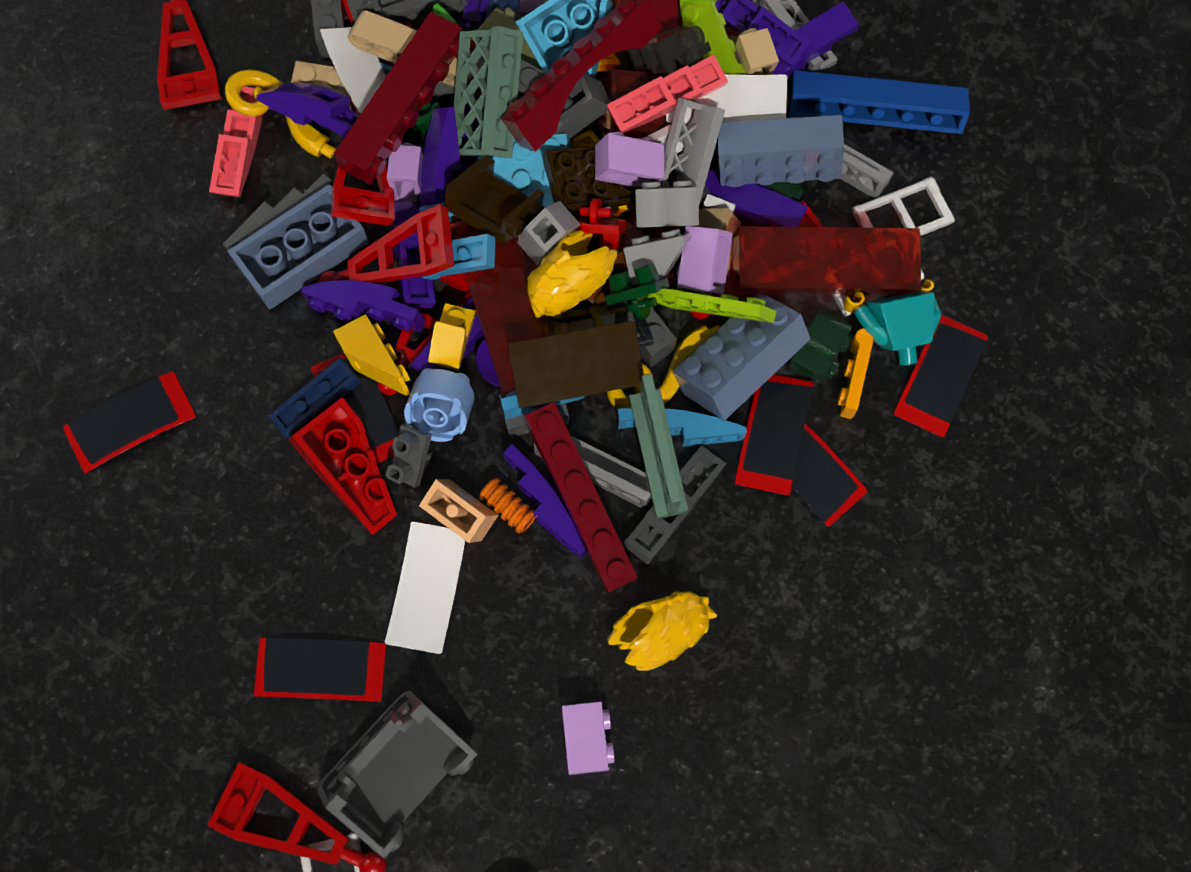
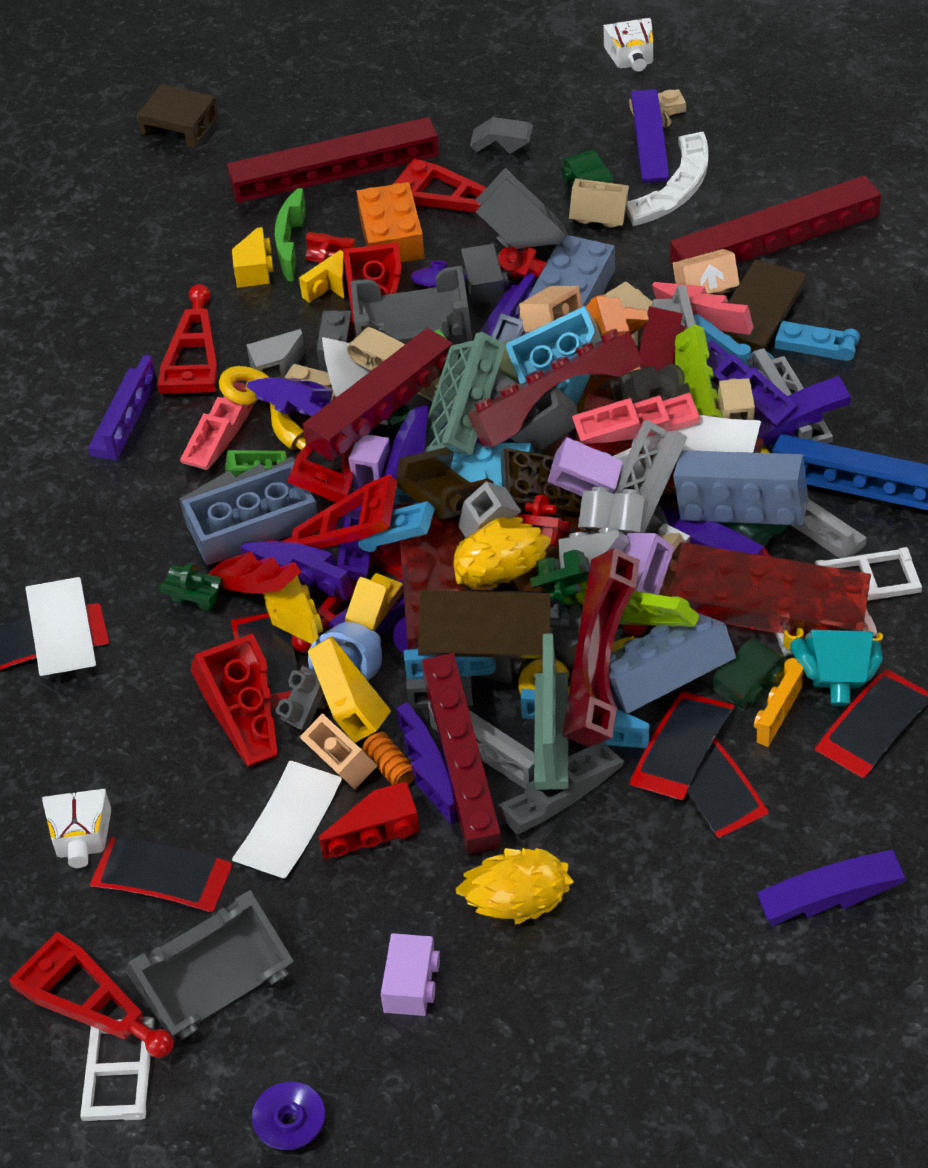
camera: 20 degrees right, 25 degrees down
(133, 138) = (124, 410): none -> dark purple fence
(142, 411) = (60, 626): none -> white sticker
(224, 638) = (78, 824): none -> white torso
(262, 342) = (191, 585): none -> dark green hips
(273, 47) = (277, 354): none -> light grey slope
(274, 177) = (243, 460): none -> bright green slope
(314, 398) = (253, 623): dark blue tile -> none
(322, 324) = (249, 575): none -> red slope
(457, 452) = (347, 692): none -> yellow slope
(517, 570) = (376, 819): none -> red slope
(688, 305) = (590, 702): none -> dark red arch
(945, 567) = (831, 885): none -> dark purple slope

